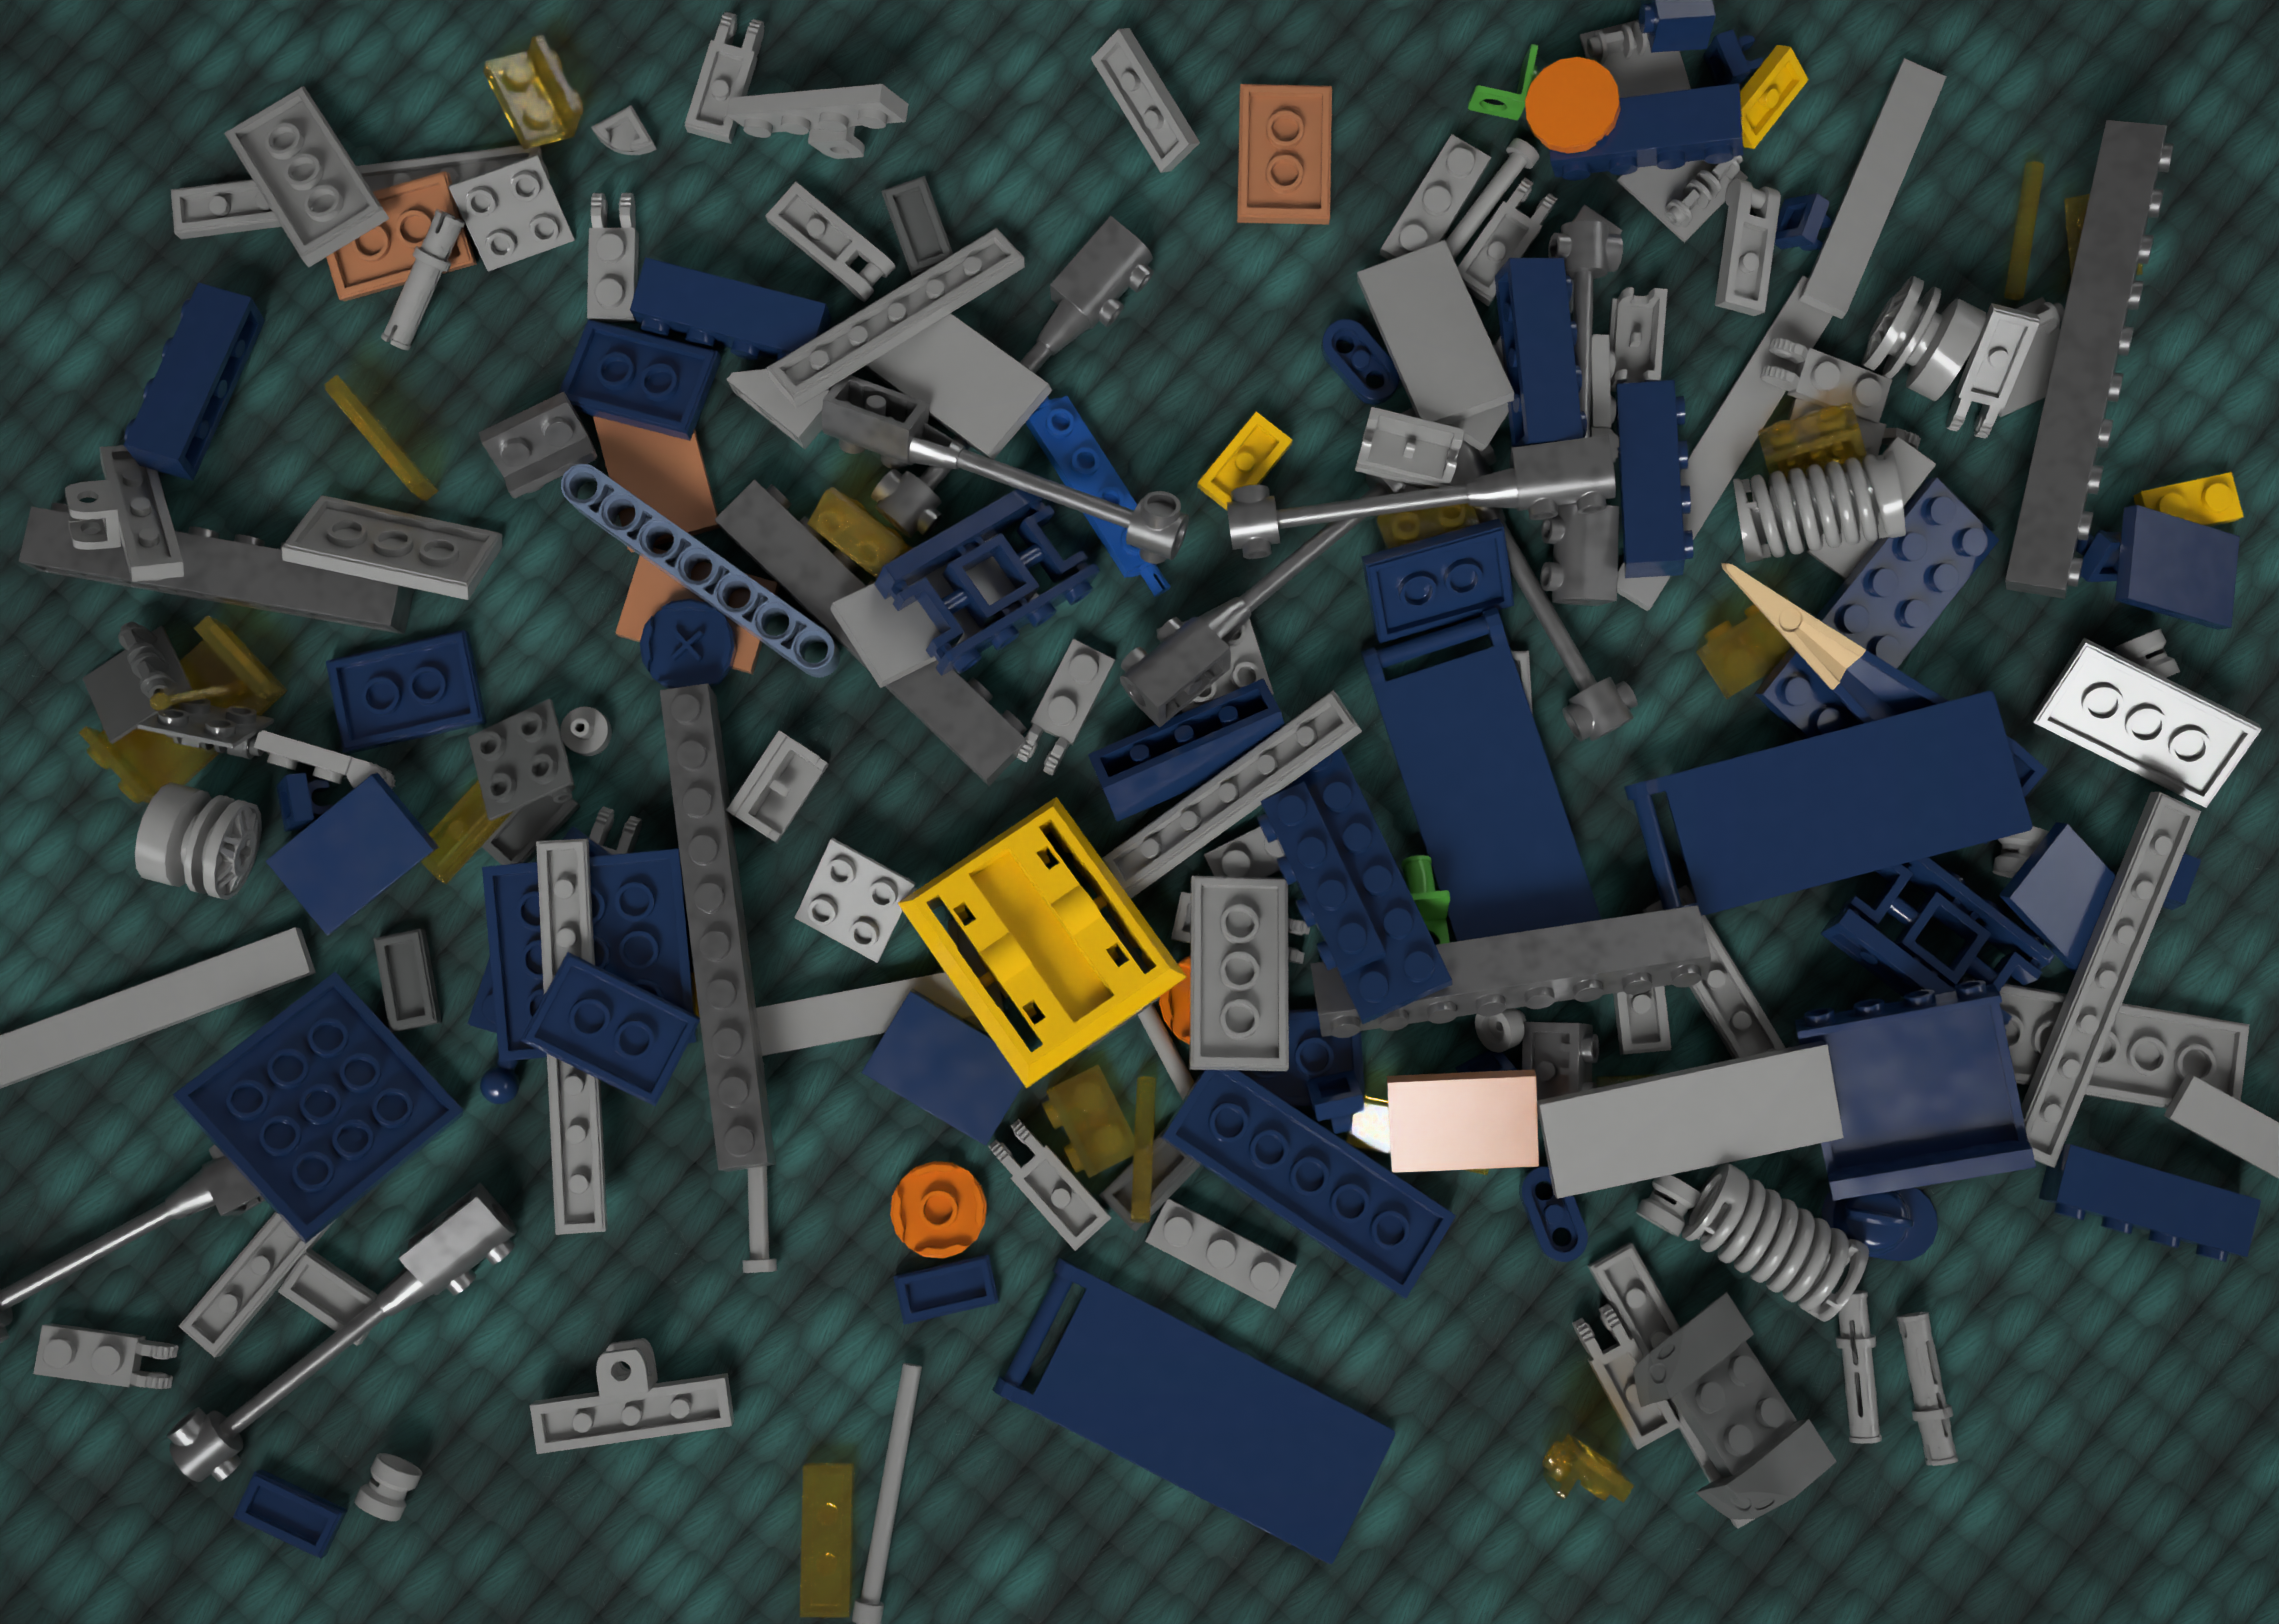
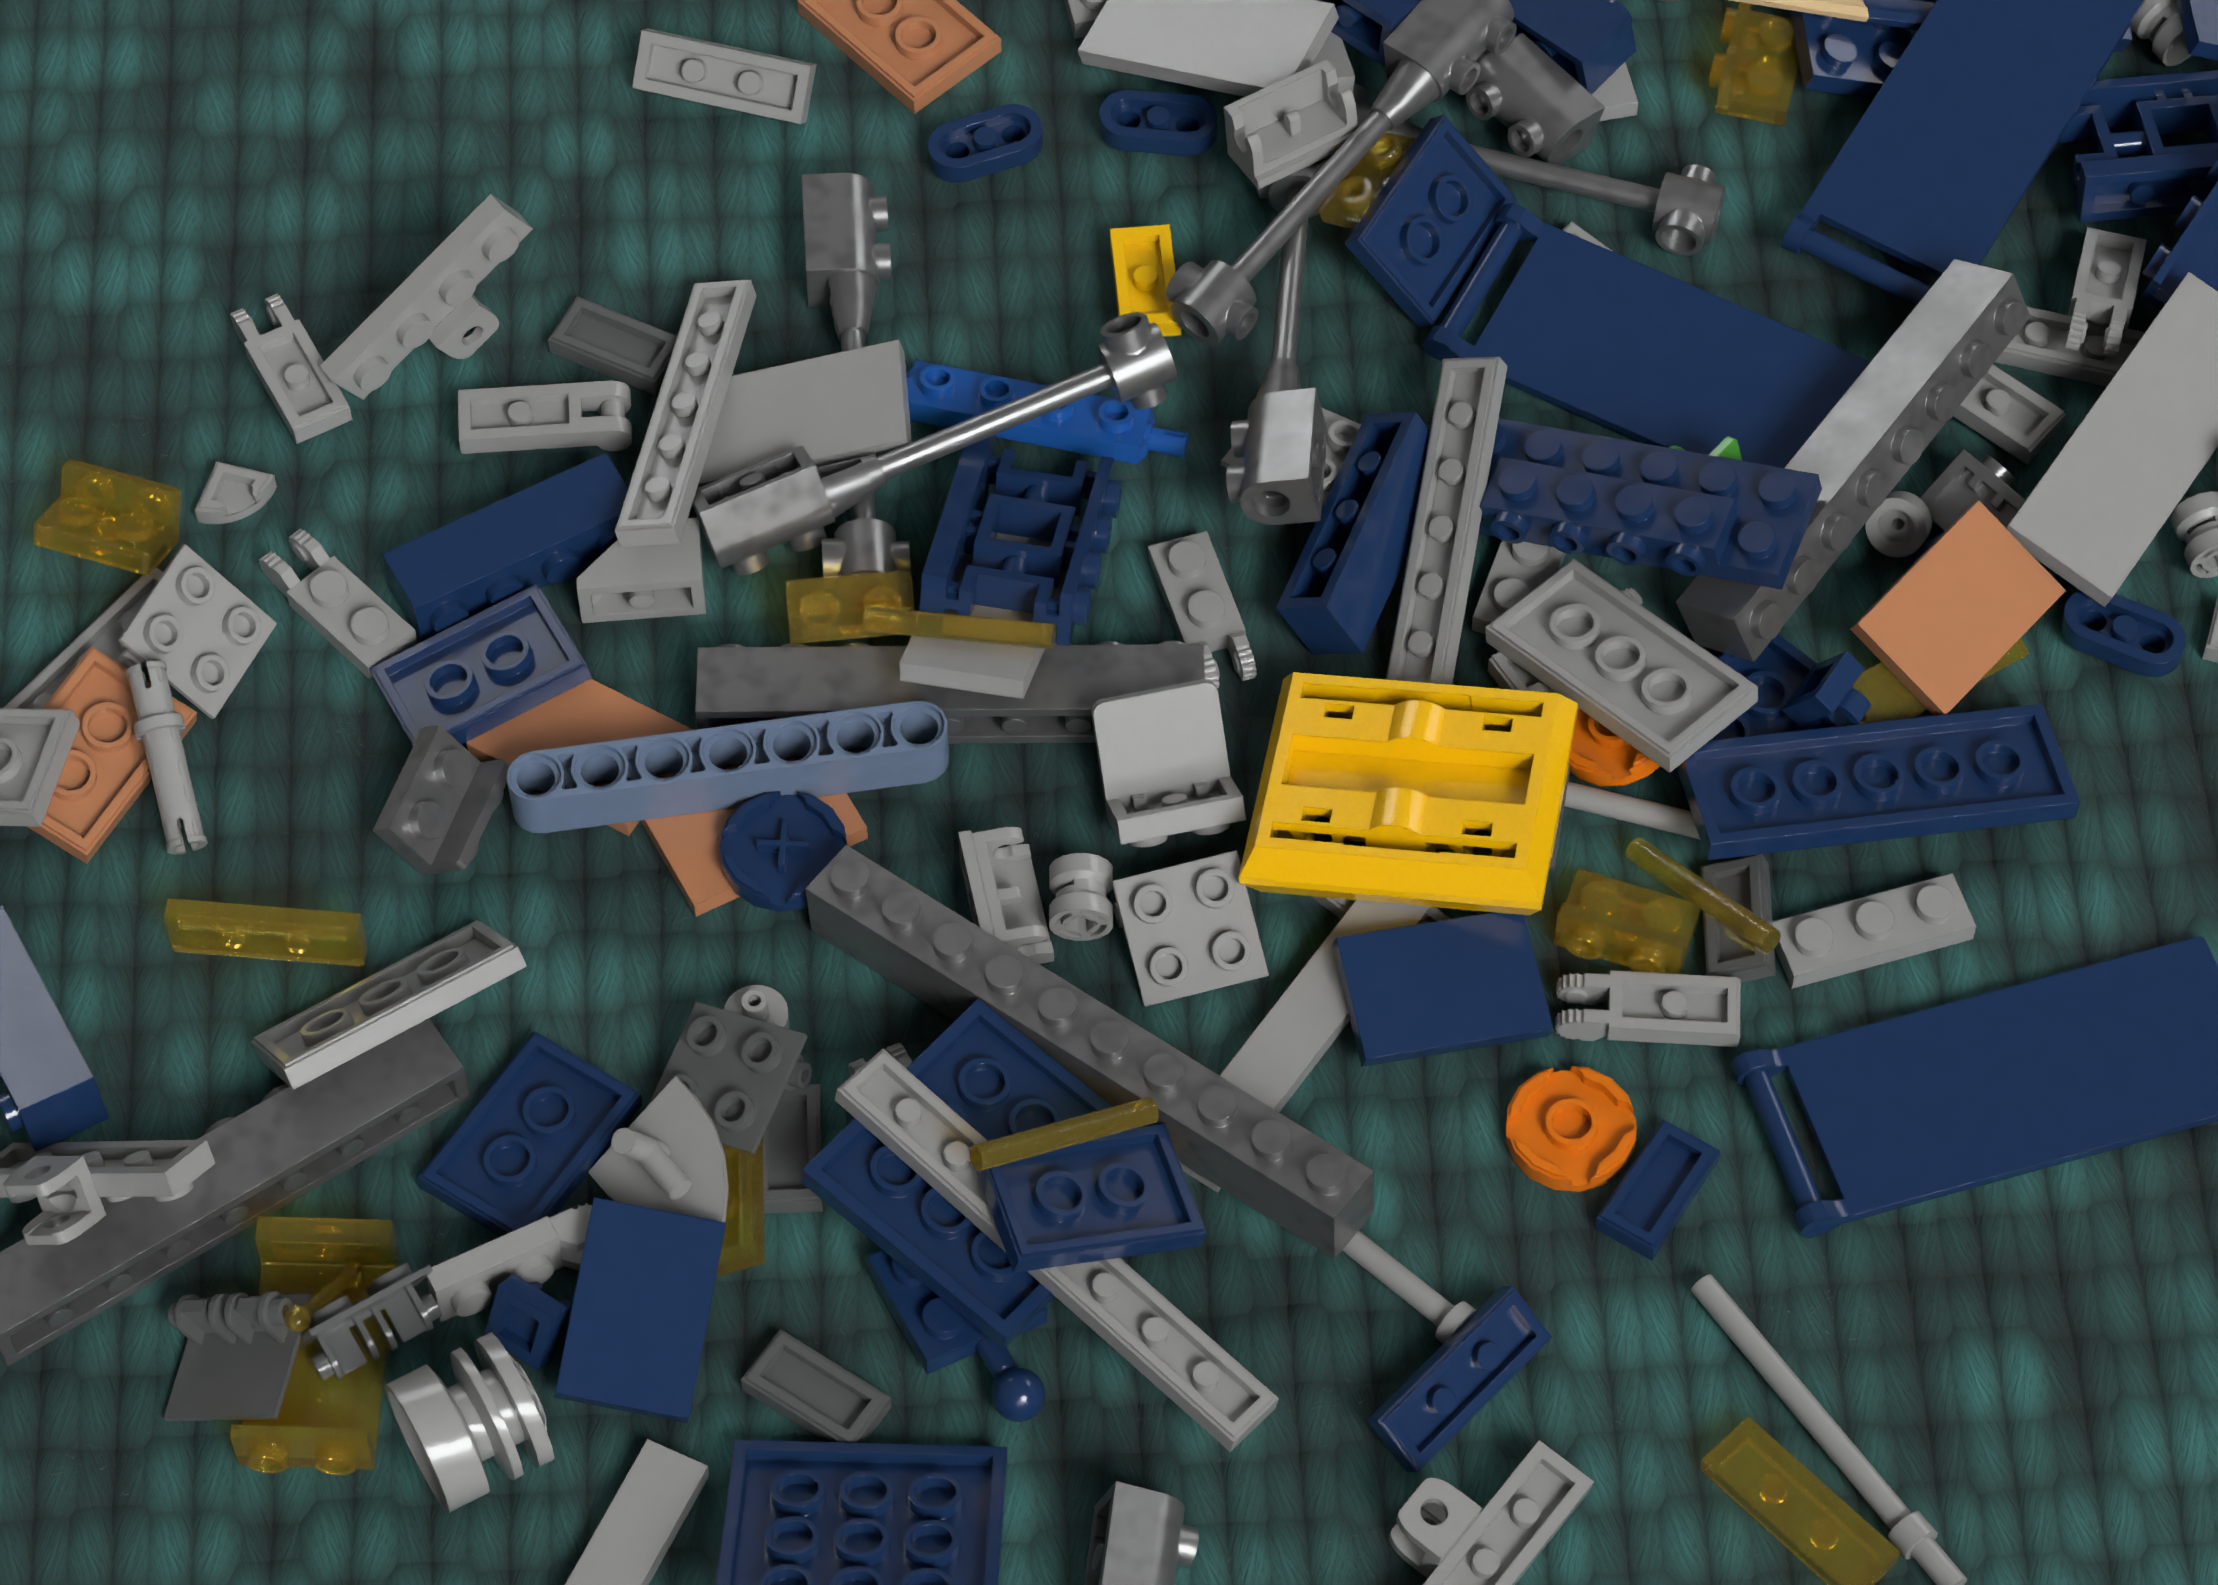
camera: 45 degrees left, 25 degrees down
(448, 780) = (668, 1159): none -> light grey shield
(622, 985) = (1063, 1134): none -> clear yellow bar
(727, 1298) = (1459, 1379): none -> dark blue tile
(816, 825) = (1080, 890): none -> light grey wheel
(887, 611) = (959, 627): none -> clear yellow bar
(931, 797) = (1165, 763): none -> light grey bracket
(1251, 281) = (983, 143): none -> dark blue plate
(1784, 992) = (2105, 287): none -> light grey hinge

